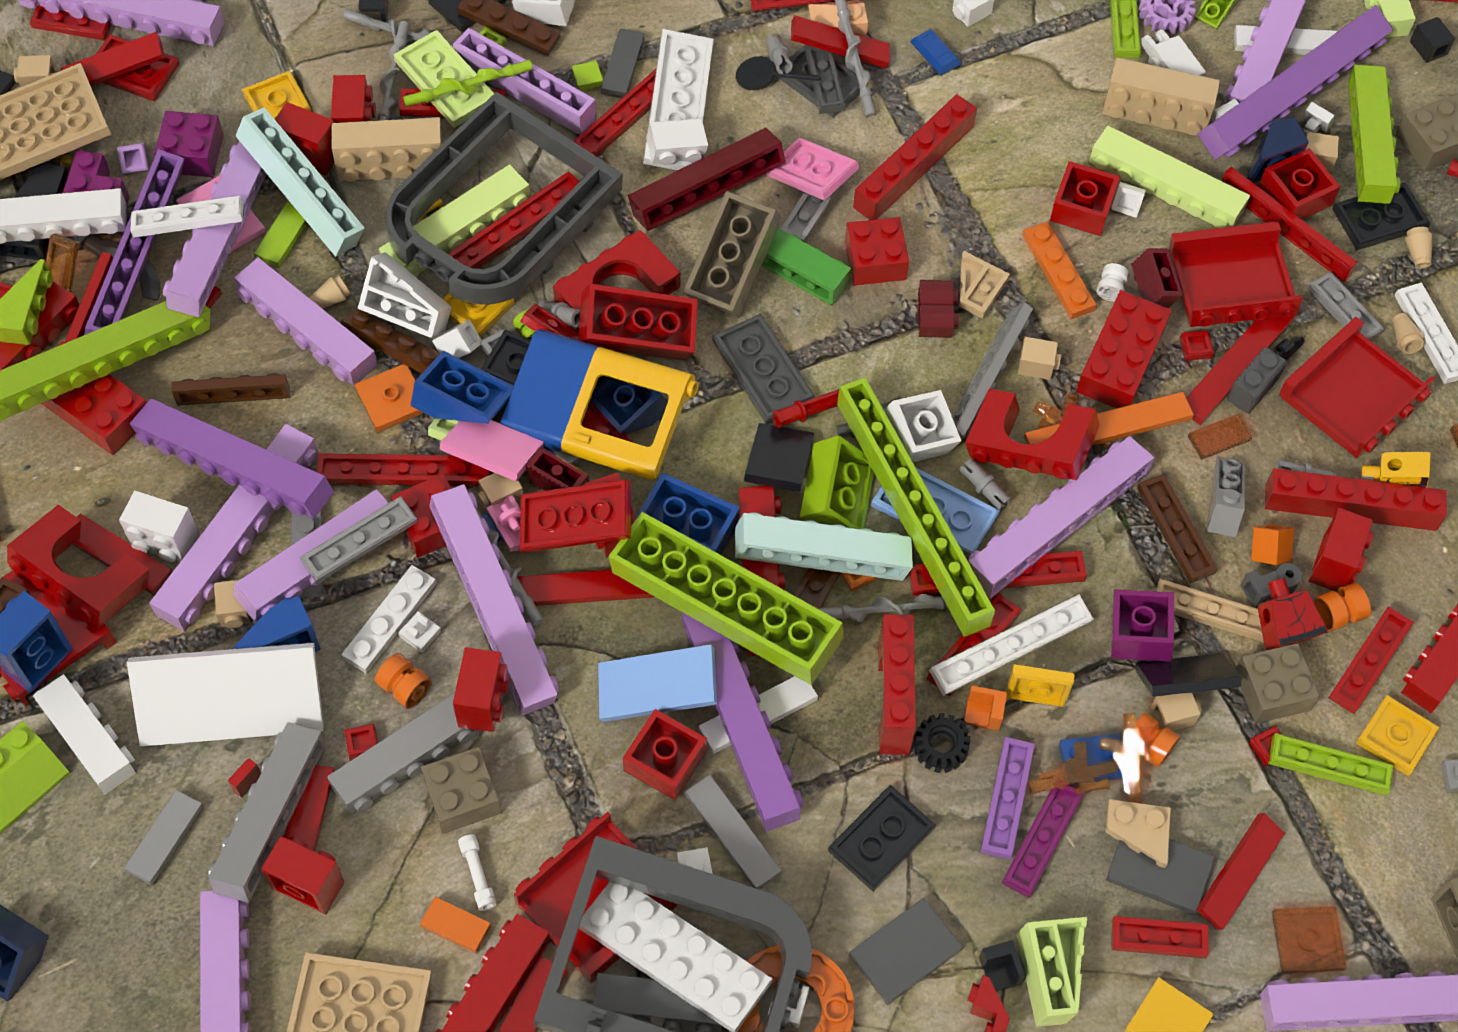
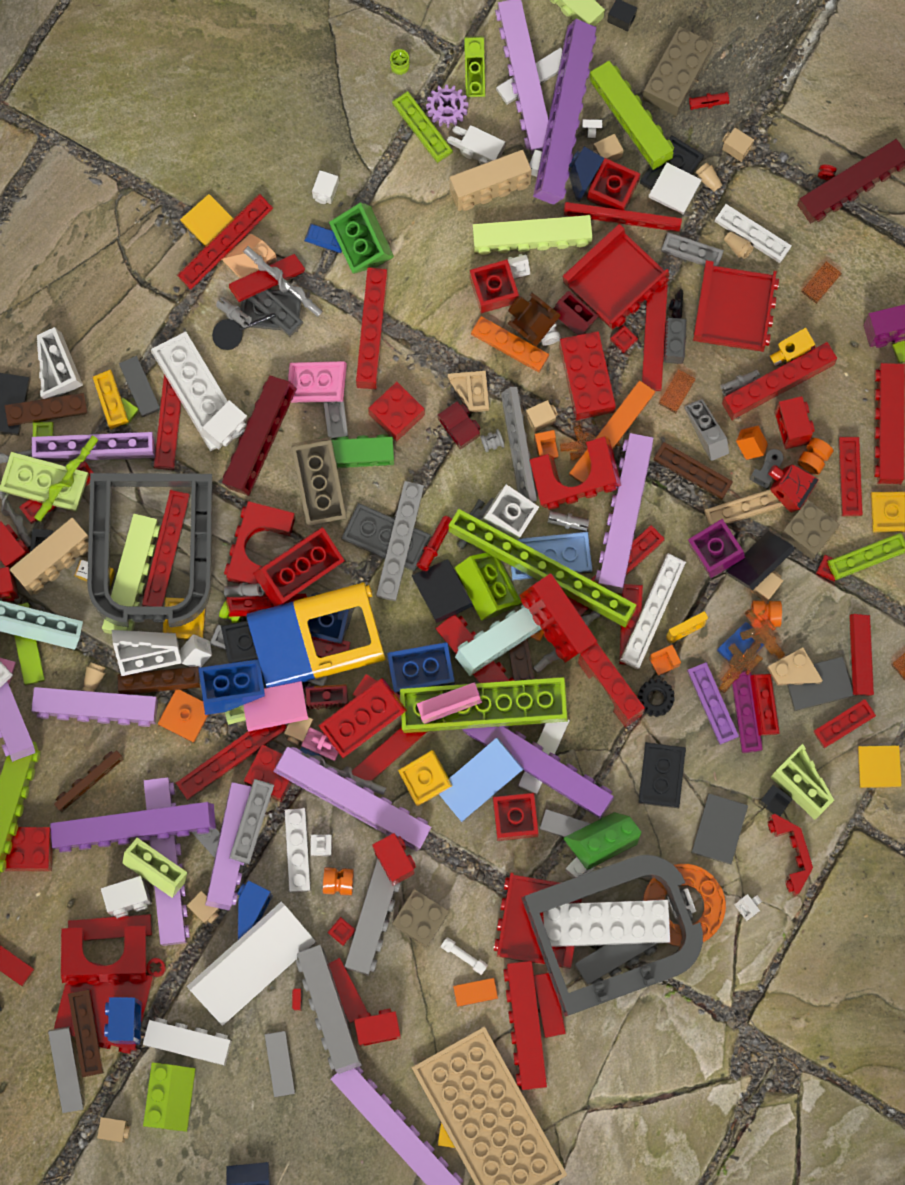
camera: 35 degrees left, 15 degrees up
(119, 625) = (156, 961): none -> red bush
(211, 512) = (154, 867): none -> yellowish green brick
(582, 53) = (110, 399): none -> yellow tile
(596, 641) = (425, 778): none -> yellow tile
(684, 561) = (449, 703): none -> bright pink panel
(749, 855) = (603, 839): none -> bright green slope
(773, 378) = (400, 541): none -> light grey plate
(887, 557) = (557, 618): none -> red brick
(961, 347) = (492, 441): none -> light grey bush
(974, 67) = (361, 238): none -> bright green slope
(1025, 386) = (546, 443): none -> orange panel
(1072, 844) = (764, 704): none -> red tile
(1103, 252) = (532, 318): none -> reddish brown panel
(1370, 232) = (675, 188): none -> white tile

